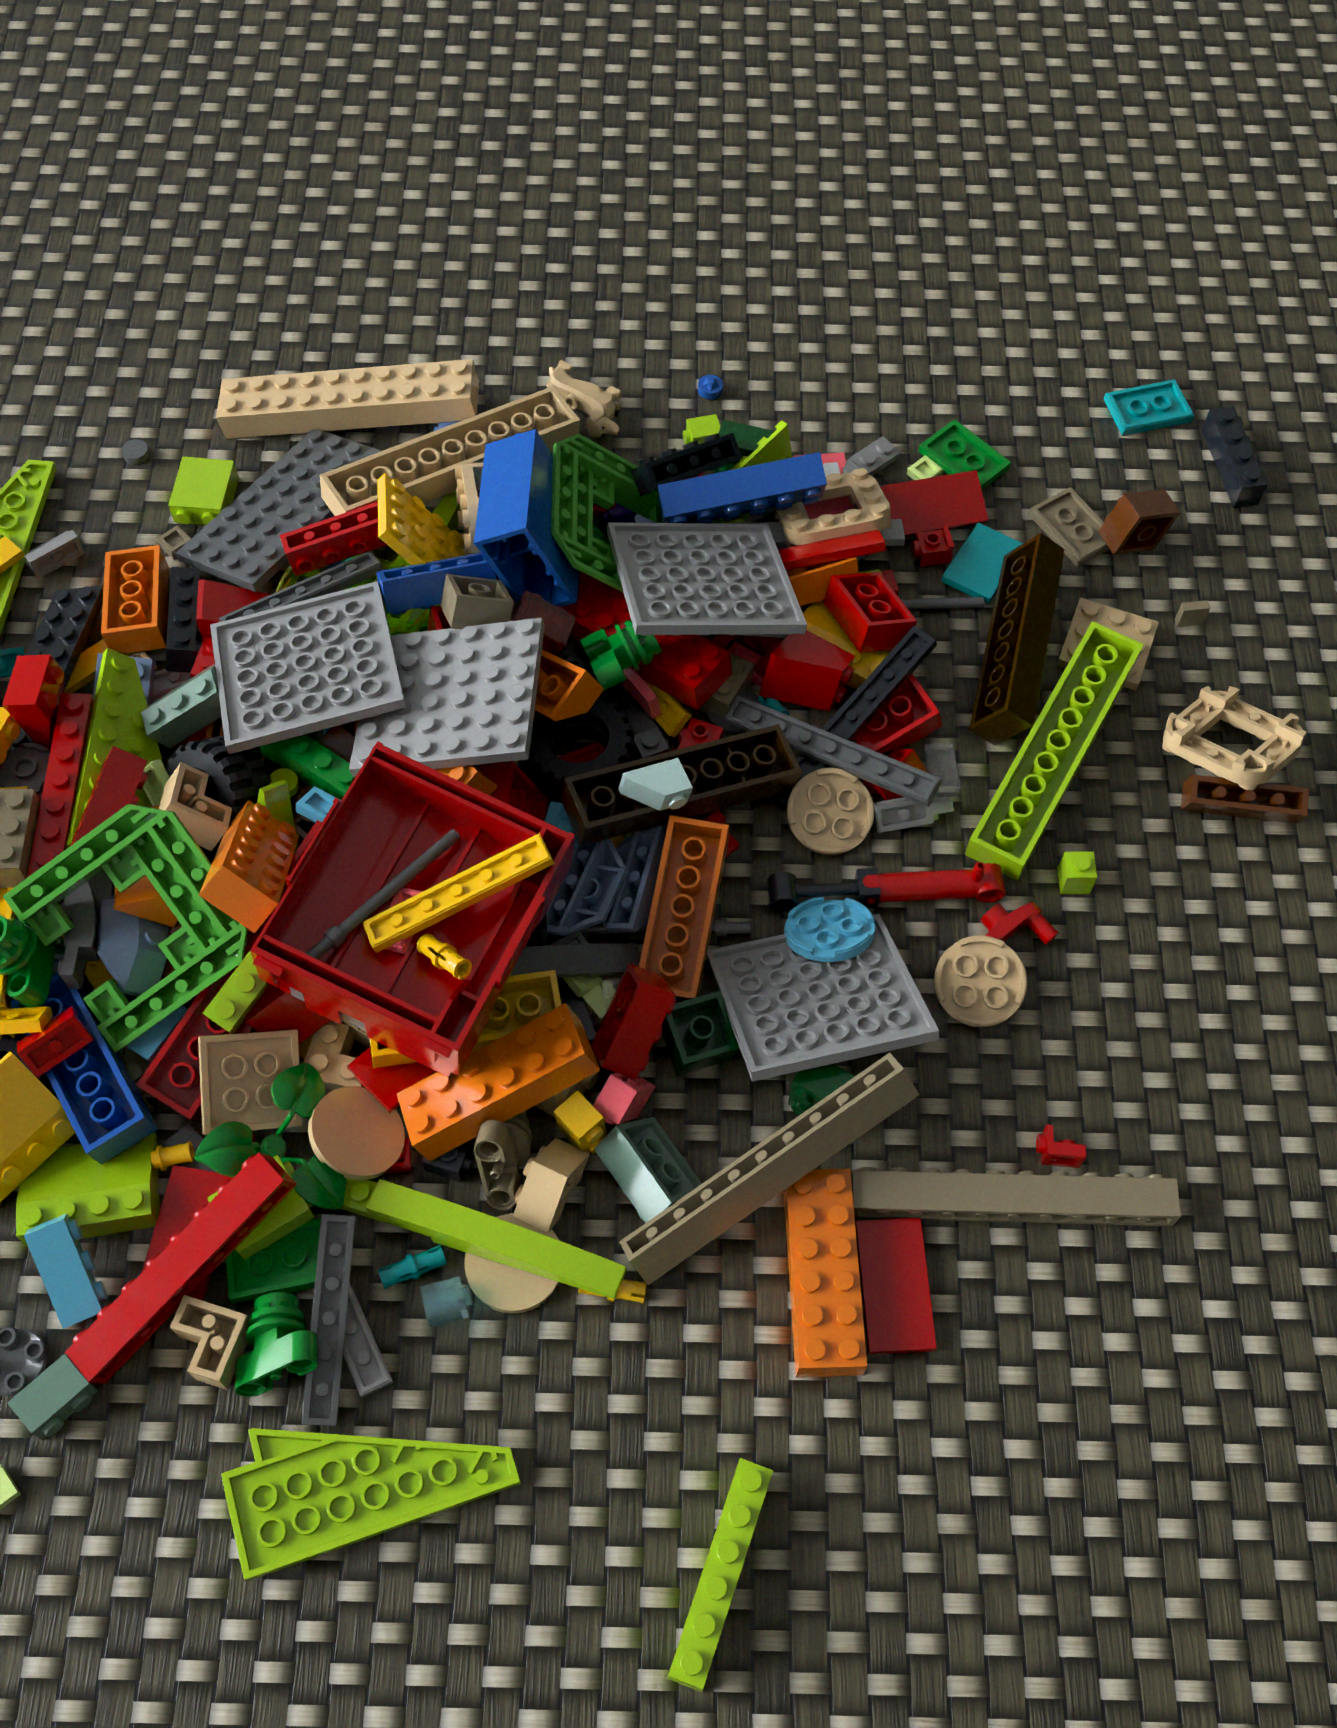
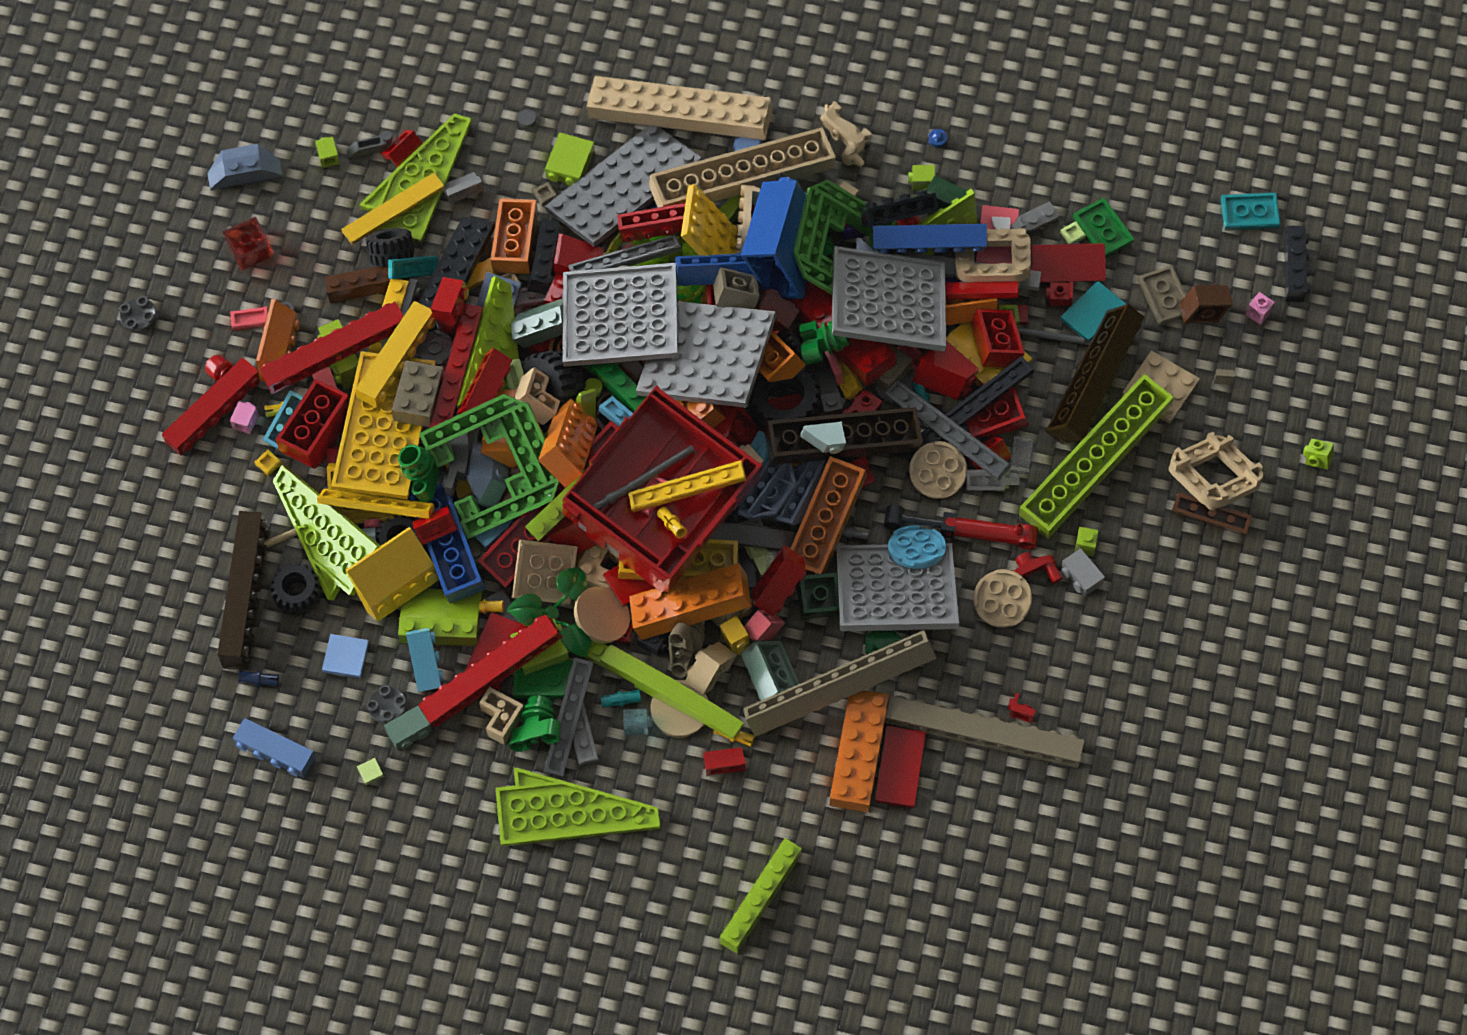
camera: 15 degrees right, 5 degrees up
(605, 1338) = (724, 761): none -> red panel
(1085, 919) = (1082, 572): none -> light grey brick
(1208, 518) = (1260, 308): none -> bright pink brick

